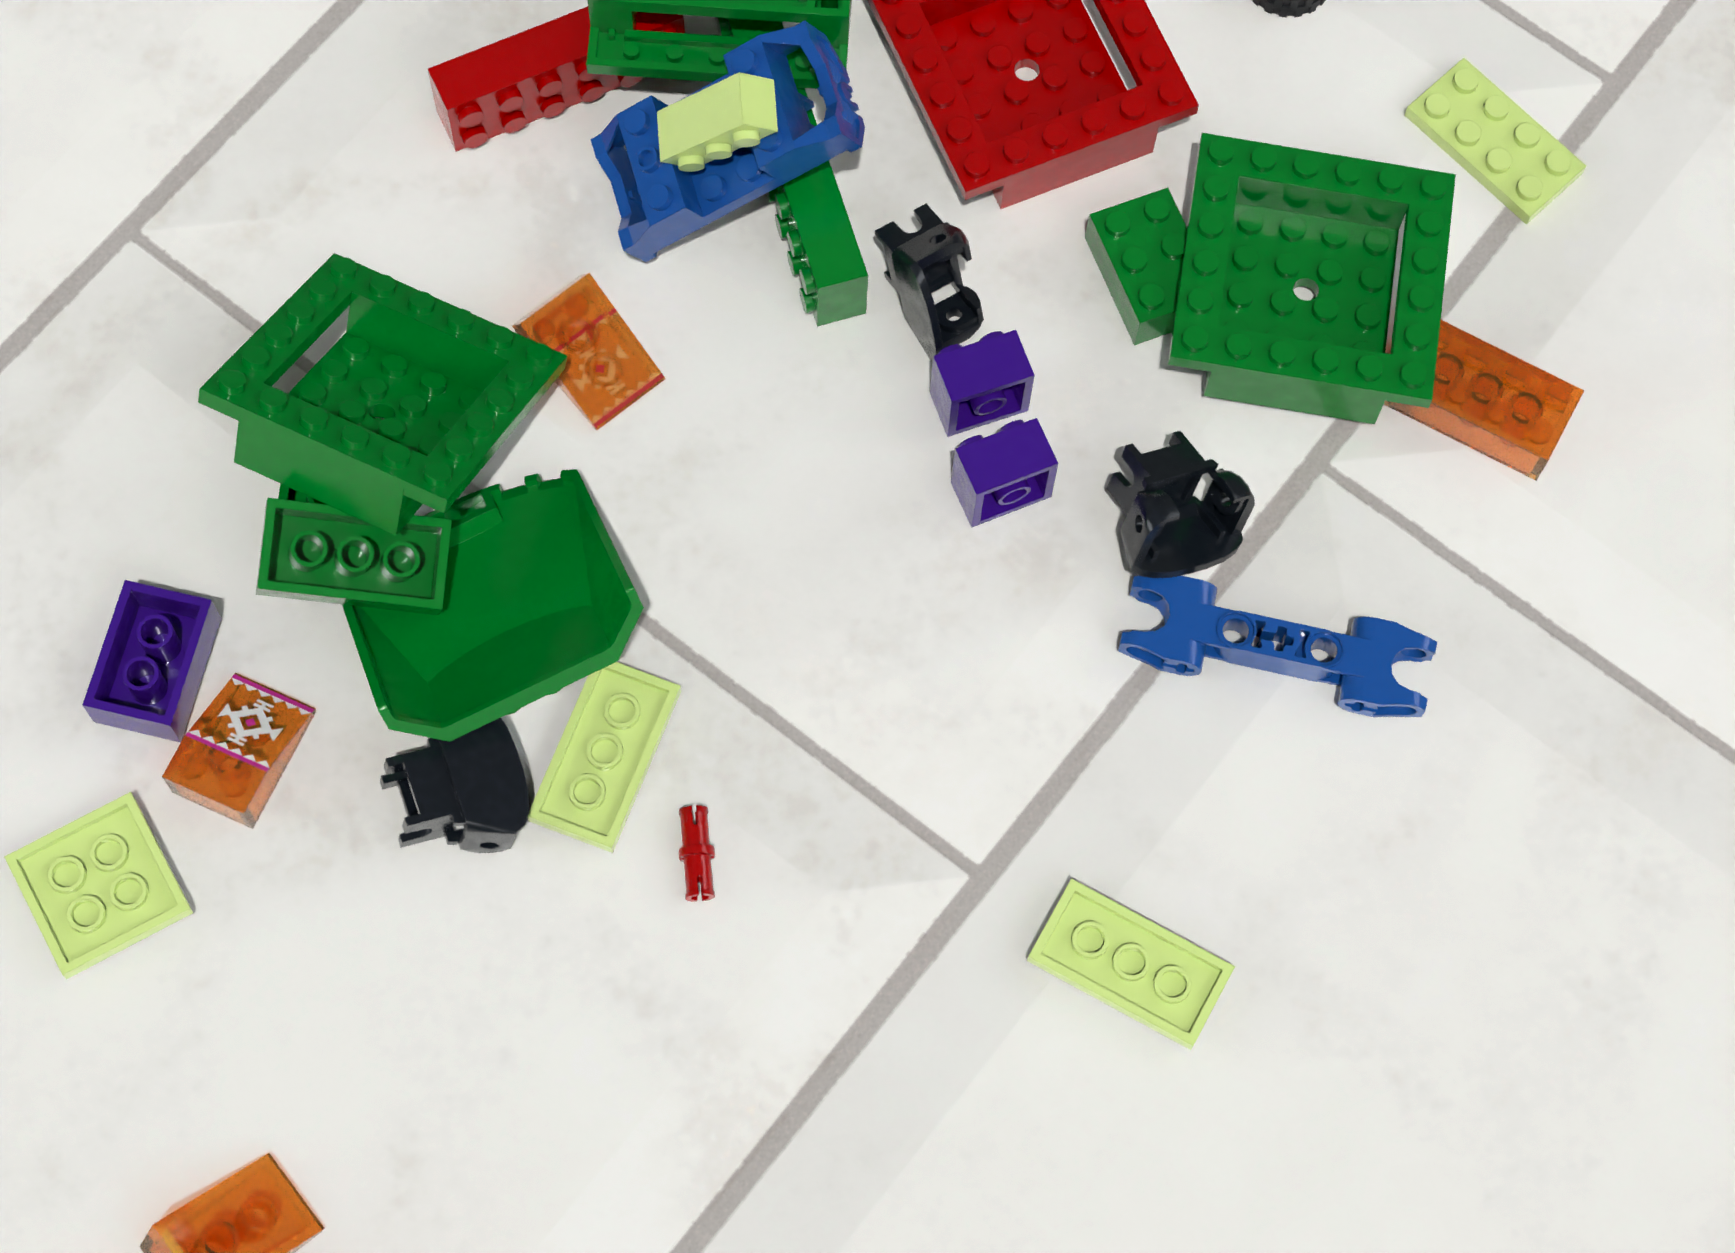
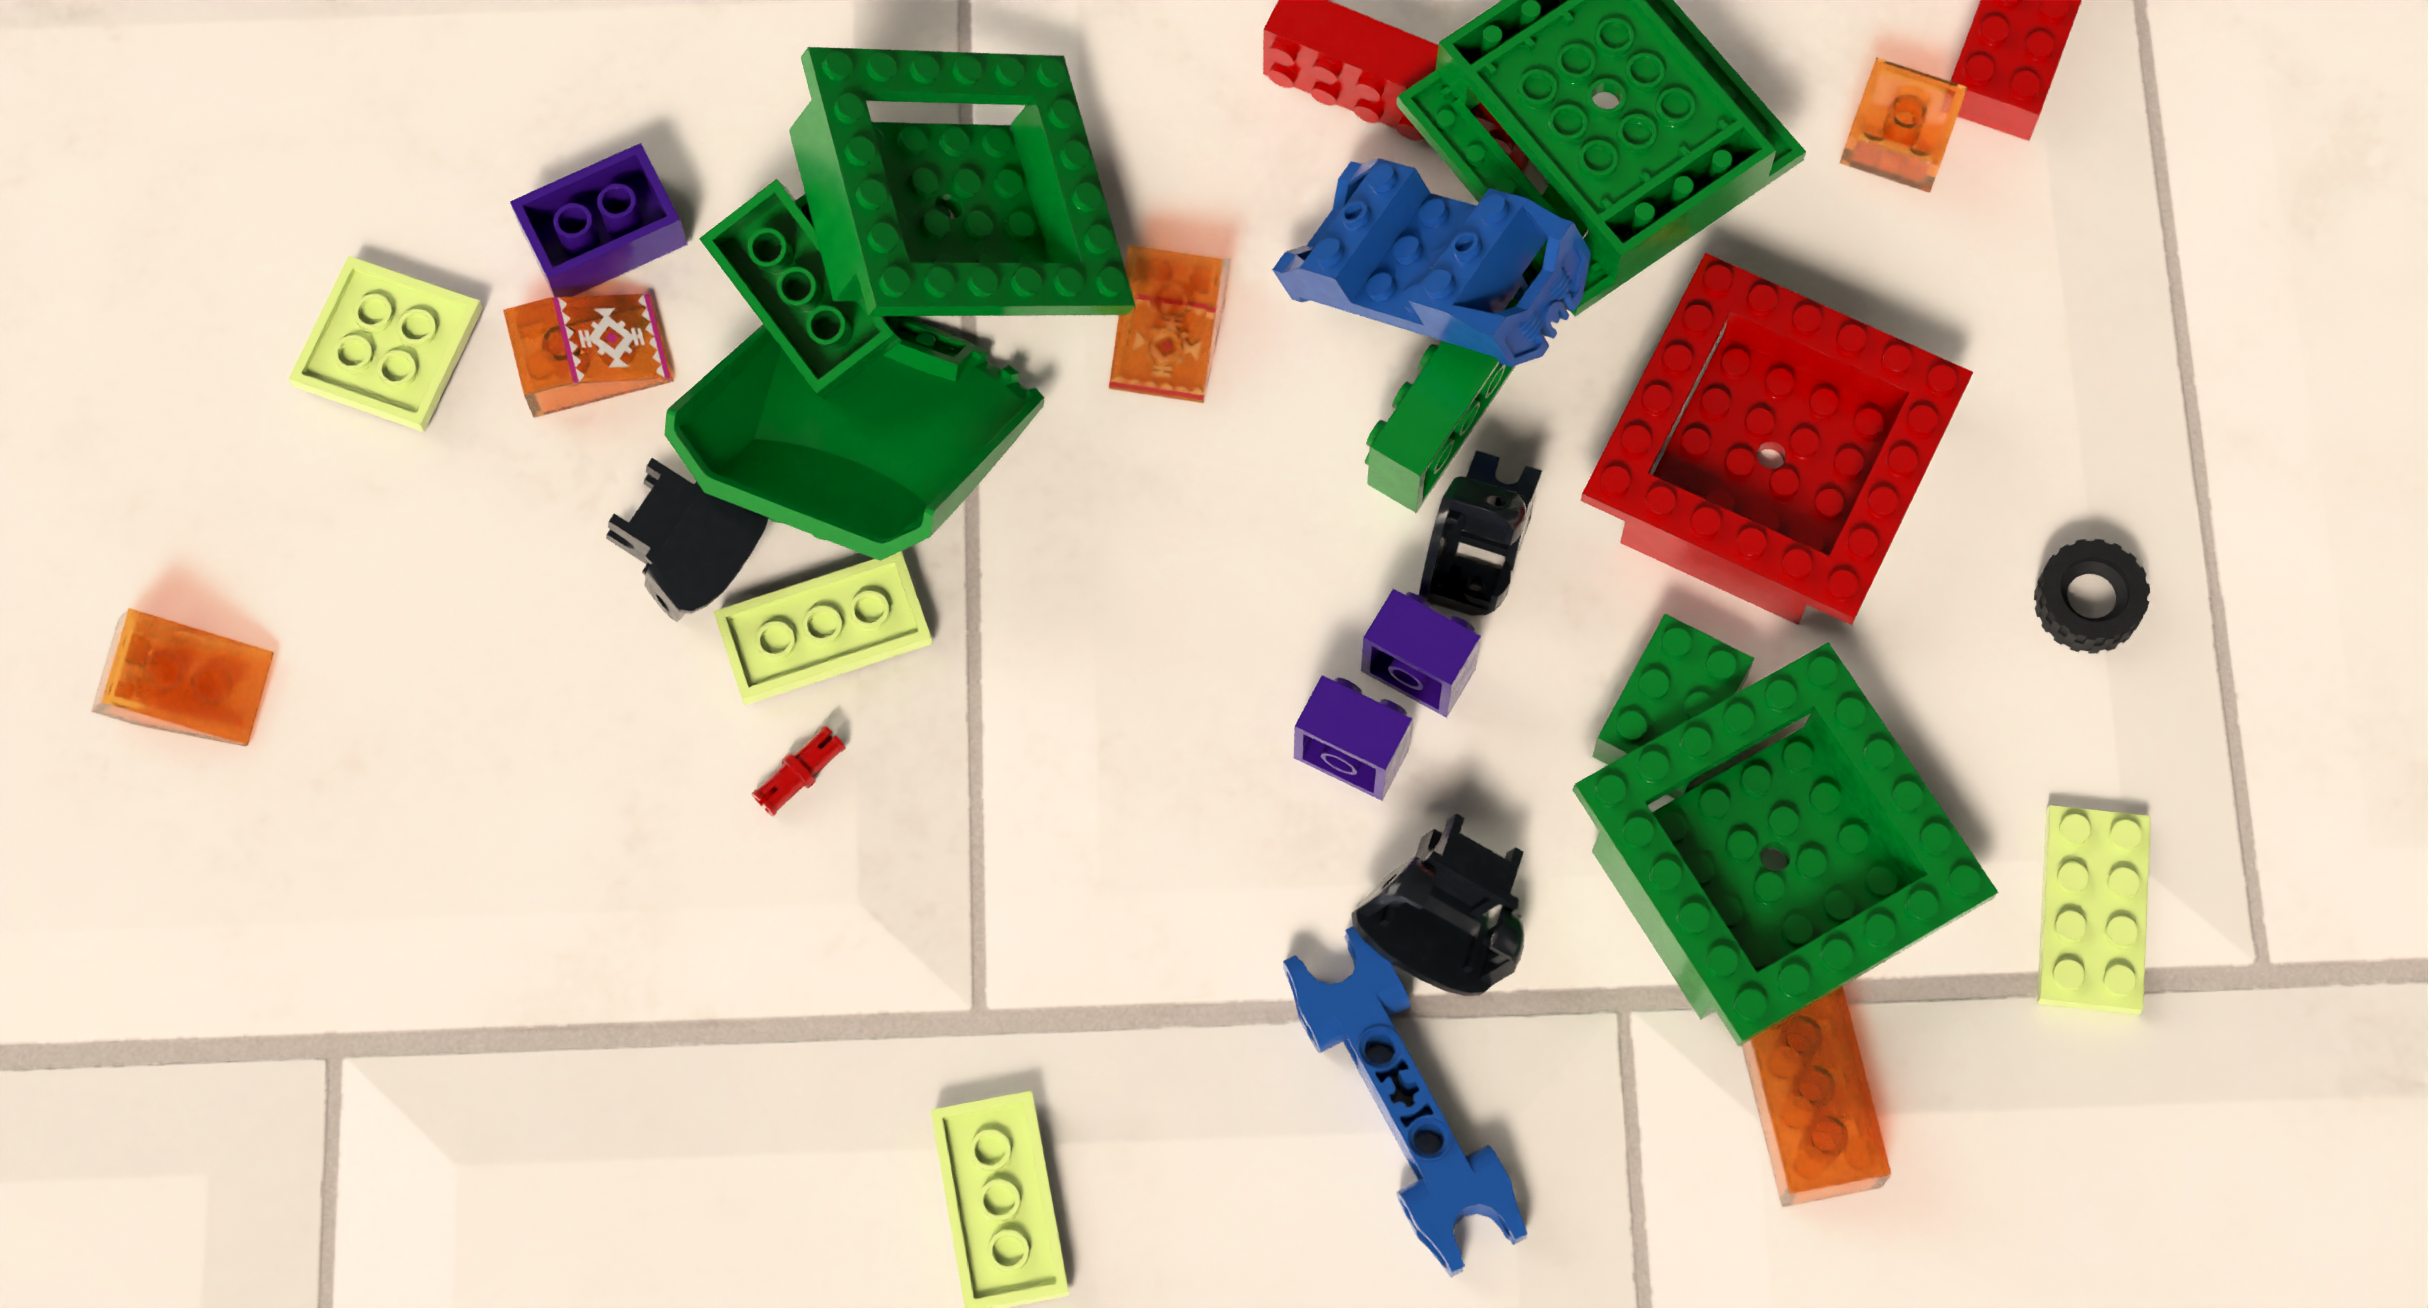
camera: 55 degrees right, 0 degrees up
(717, 121) = (1418, 234): yellowish green brick -> none

